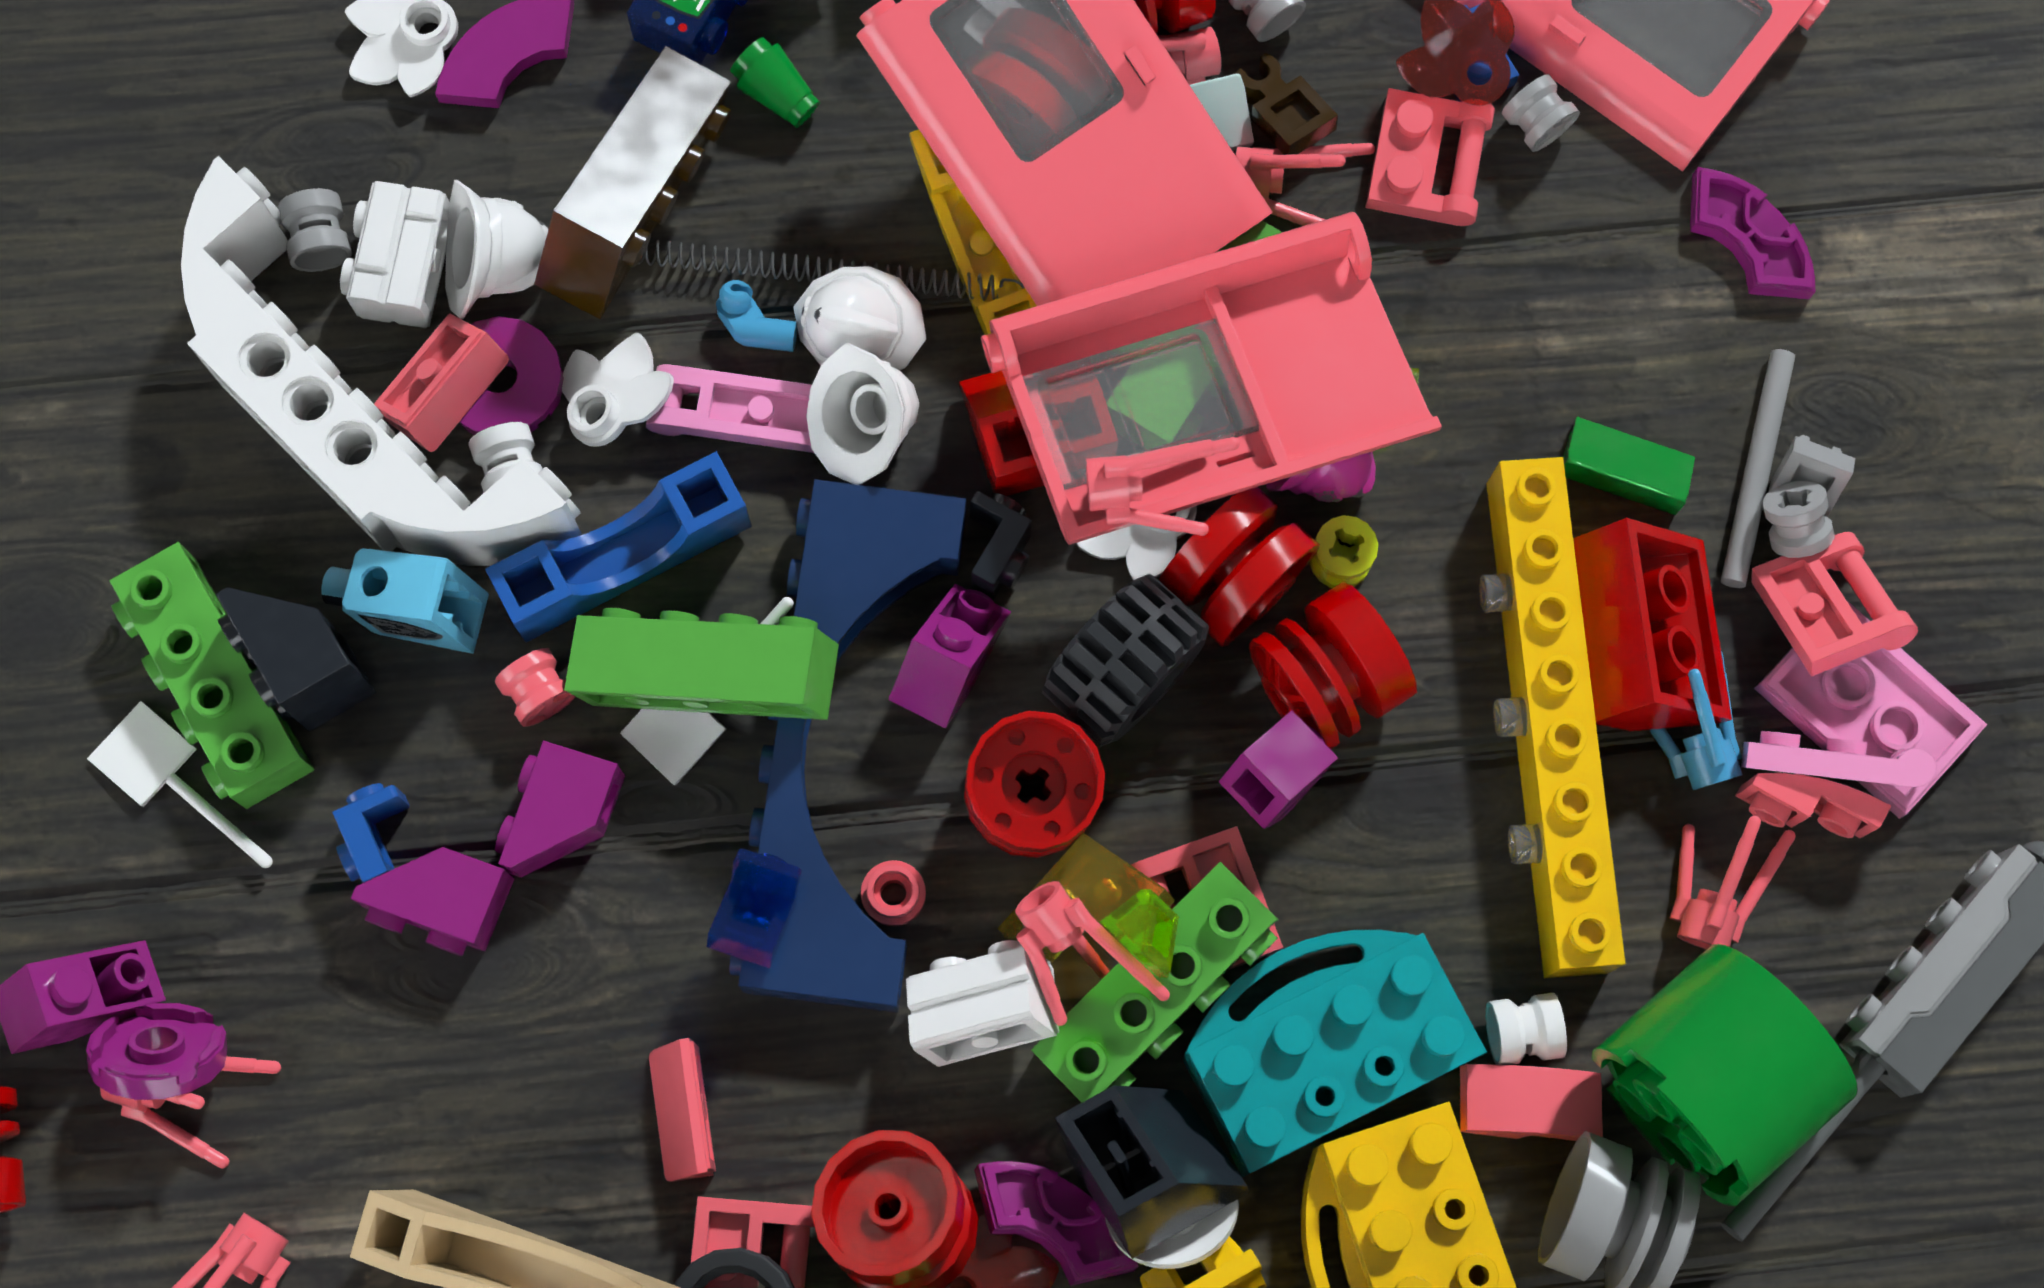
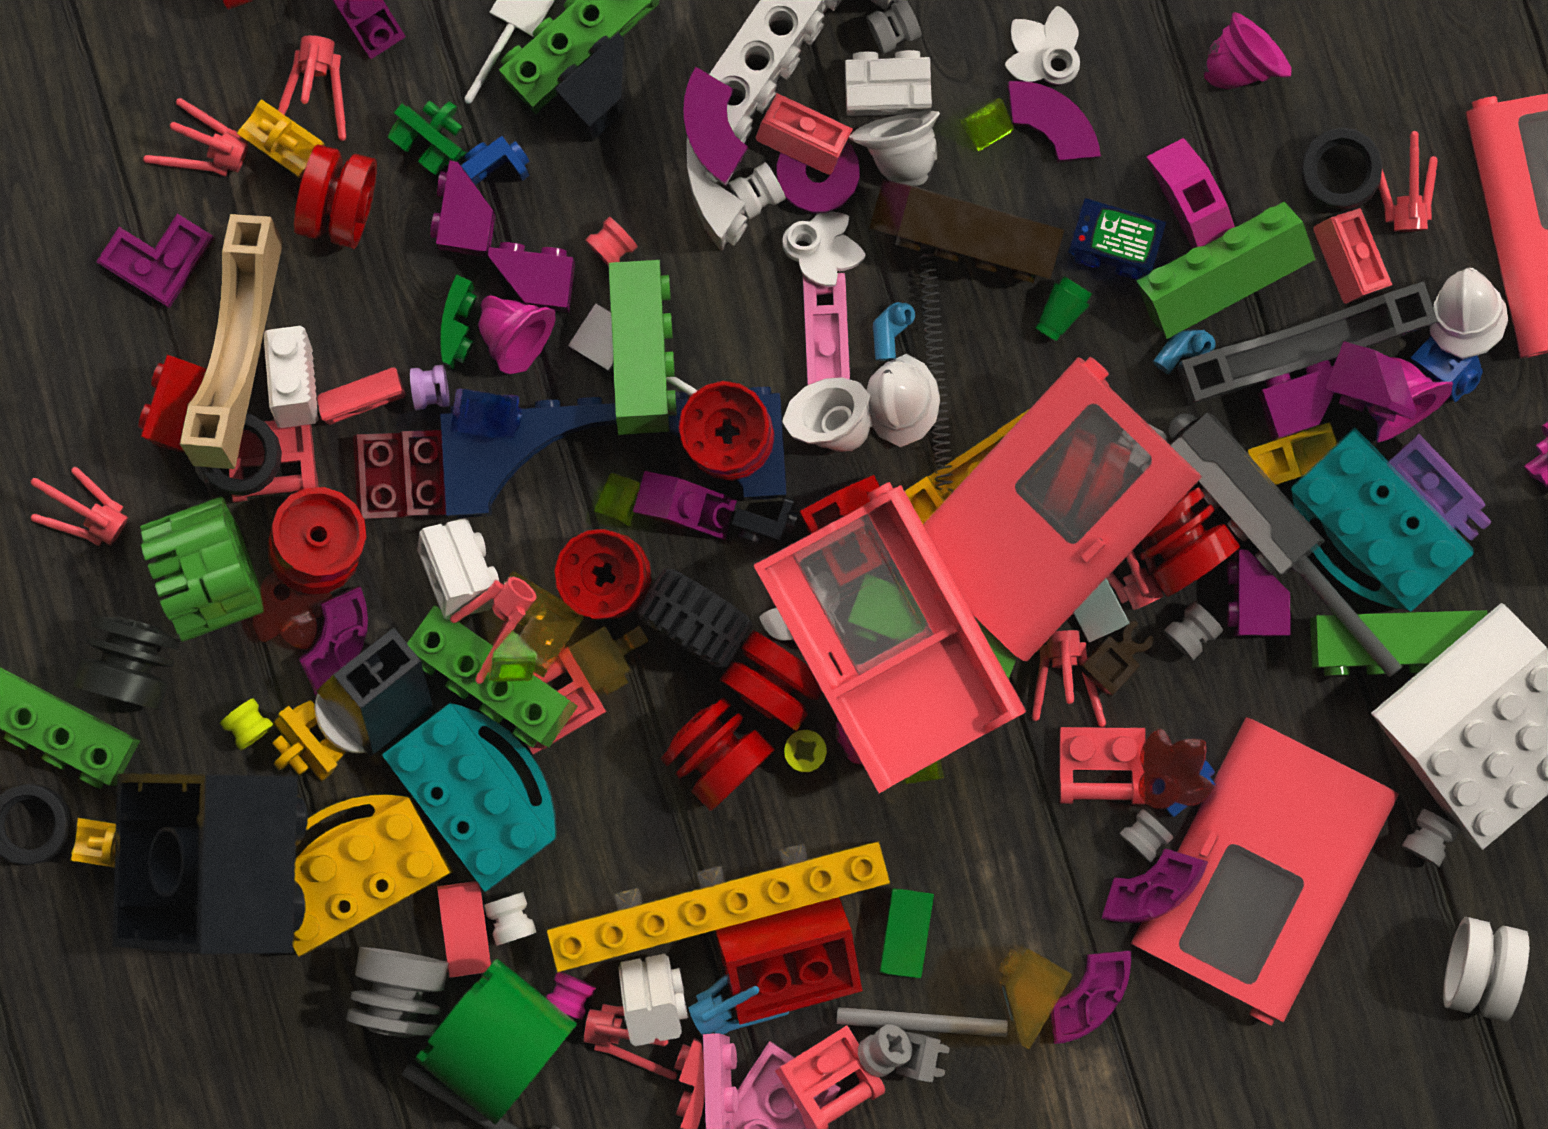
camera: 80 degrees right, 10 degrees up
(125, 1055) = (316, 69): magenta tile -> none
(251, 1158) = (279, 138): none -> yellow hips
(282, 949) = (412, 125): none -> green hips
(363, 1084) = (335, 196): none -> red wheel
(393, 484) = (709, 127): none -> magenta tile
(409, 598) = (651, 148): medium azure torso -> none
(487, 135) = (987, 123): none -> clear neon green slope
(573, 575) = (710, 277): blue arch -> none
(617, 946) = (454, 335): none -> green slope
(629, 1209) = (290, 376): none -> white brick
(633, 854) = (514, 332): none -> dark pink piece
(692, 1007) = (425, 389): none -> lavender wheel
(815, 1071) = (399, 474): none -> dark red slope
(835, 520) = (708, 415): none -> red wheel
(888, 873) = (523, 486): coral plate -> none
(918, 751) = (618, 498): none -> clear neon green slope
(1118, 480) = (799, 587): coral plant -> none
(1155, 812) = (603, 658): none -> clear yellow brick
(1278, 770) = (638, 728): magenta slope -> none
(1622, 114) = (1155, 891): none -> magenta tile
(1654, 958) = (571, 994): none -> dark pink wheel
(1686, 831) = (652, 999): none -> white brick
(1749, 297) = (1030, 991): none -> clear yellow slope

